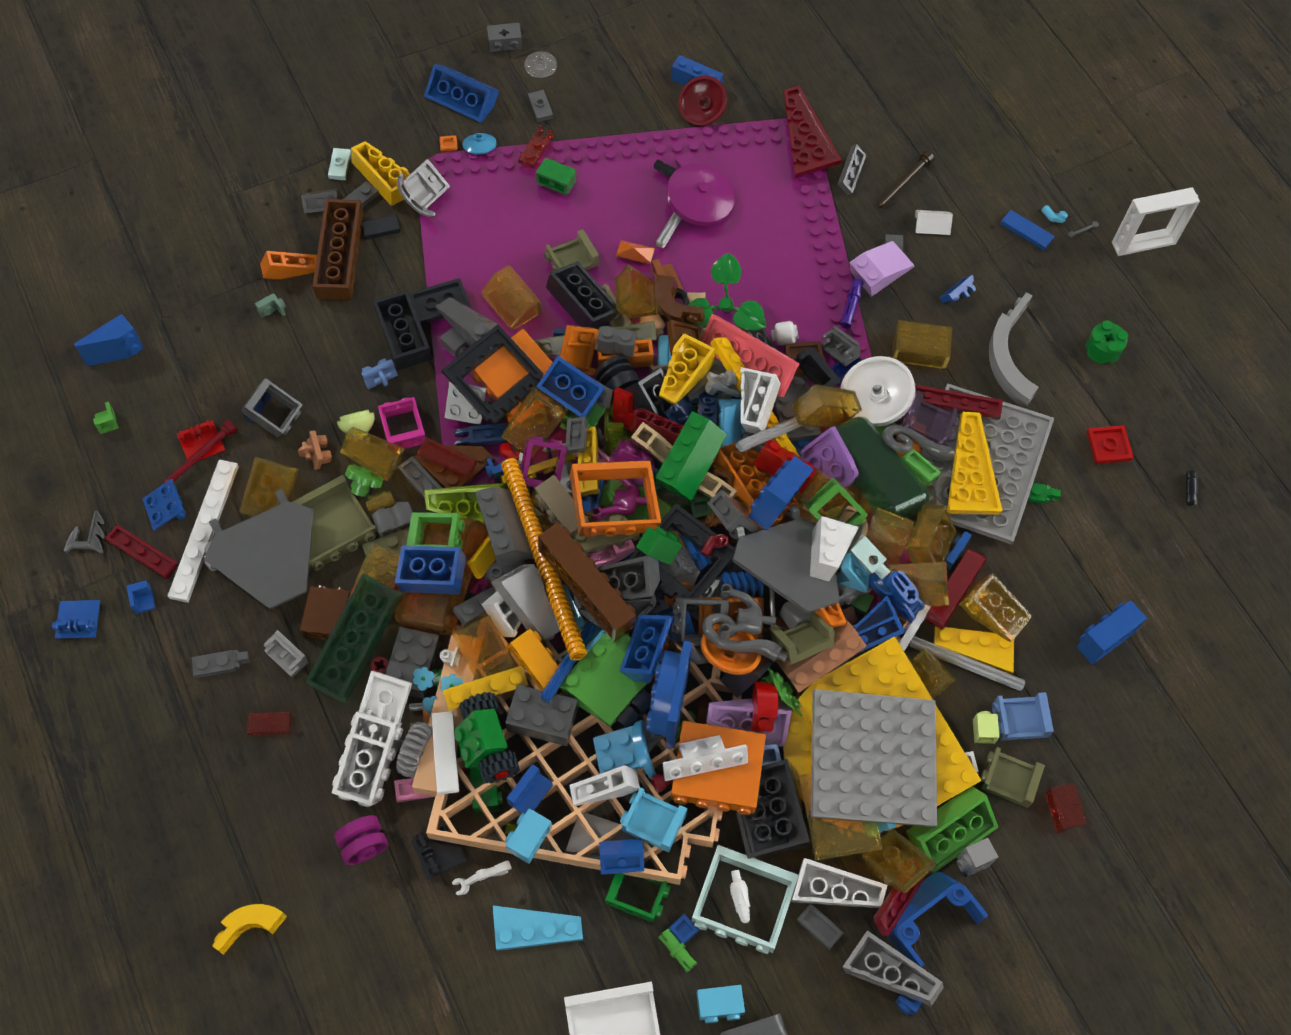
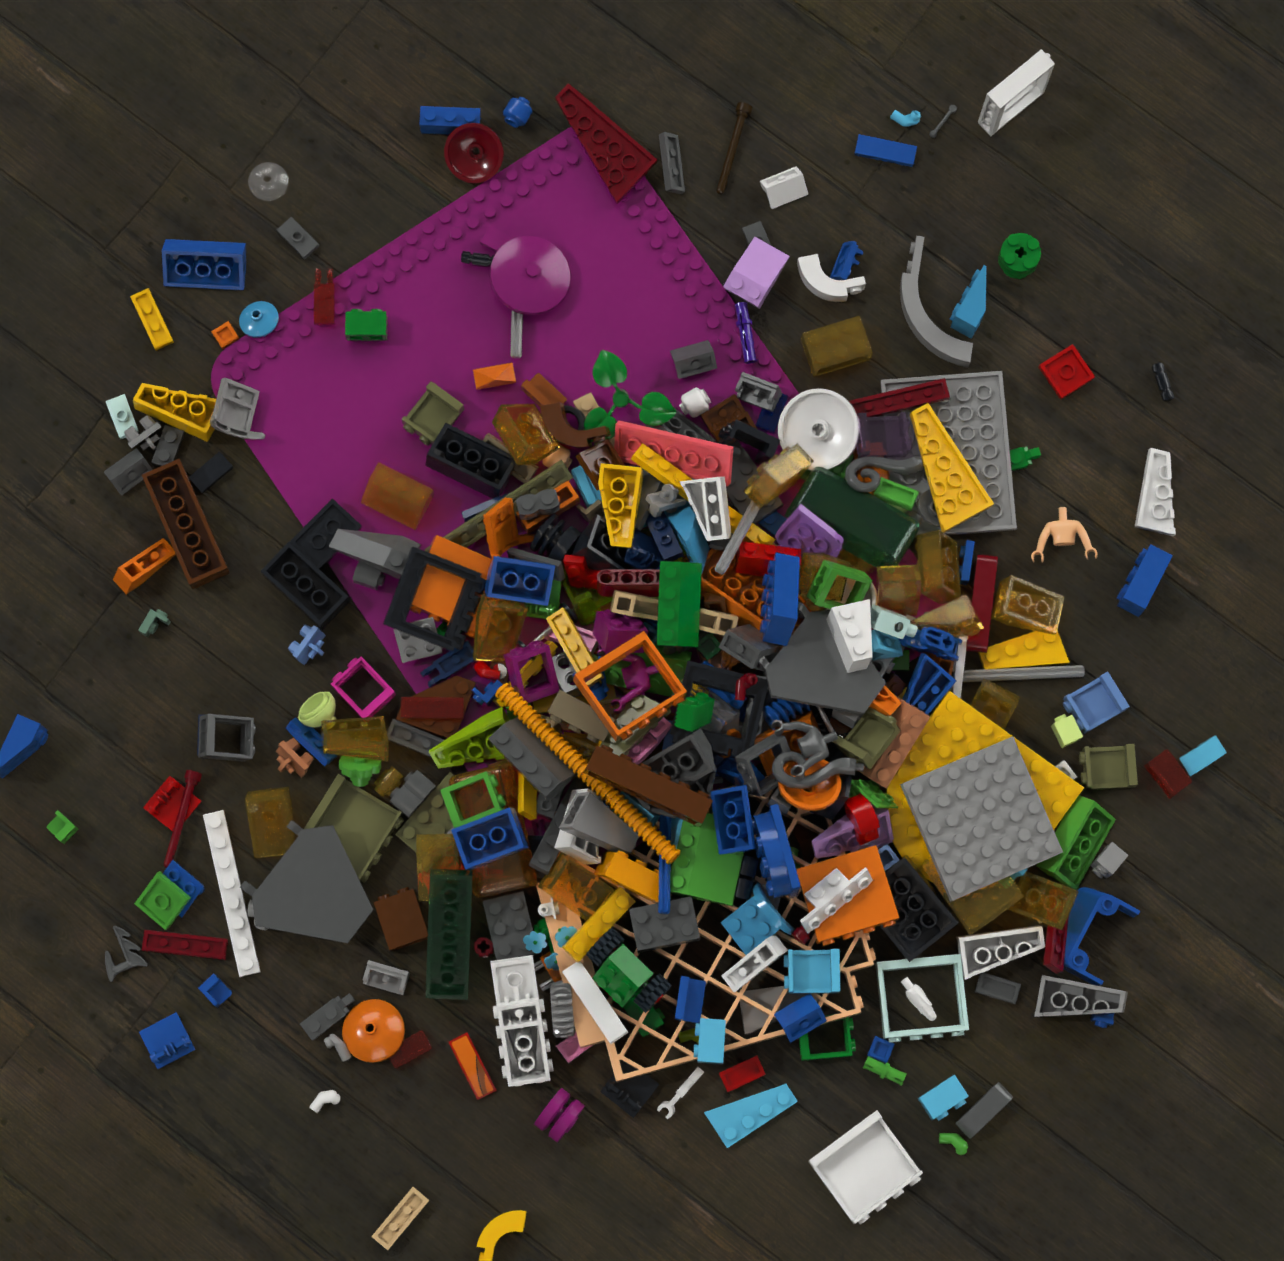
camera: 25 degrees left, 15 degrees up
(145, 507) = (162, 900): none -> bright green tile
(172, 865) = (400, 1218): none -> tan plate
(173, 728) = (324, 1097): none -> white arm
(213, 692) = (340, 1046): none -> light grey arm
(252, 701) = (385, 1037): none -> orange dish
(313, 762) = (472, 1066): none -> slope
(335, 440) = (310, 740): none -> blue hinge
(347, 181) = (135, 438): none -> light grey hips
(401, 113) = (152, 319): none -> yellow tile
(504, 37) = (214, 159): dark grey brick -> none
(545, 888) = (742, 1073): none -> red tile
(576, 435) = (550, 627): dark grey plate -> none
(750, 90) = (517, 112): none -> blue head
(800, 305) = (693, 359): none -> dark grey panel
(934, 301) = (822, 285): none -> white arch
(1046, 361) = (969, 314): none -> dark azure slope
(1052, 567) = (1063, 534): none -> light nougat piece
(1105, 807) = (1202, 755): none -> medium azure slope
(1147, 576) = (1156, 495): none -> white wing

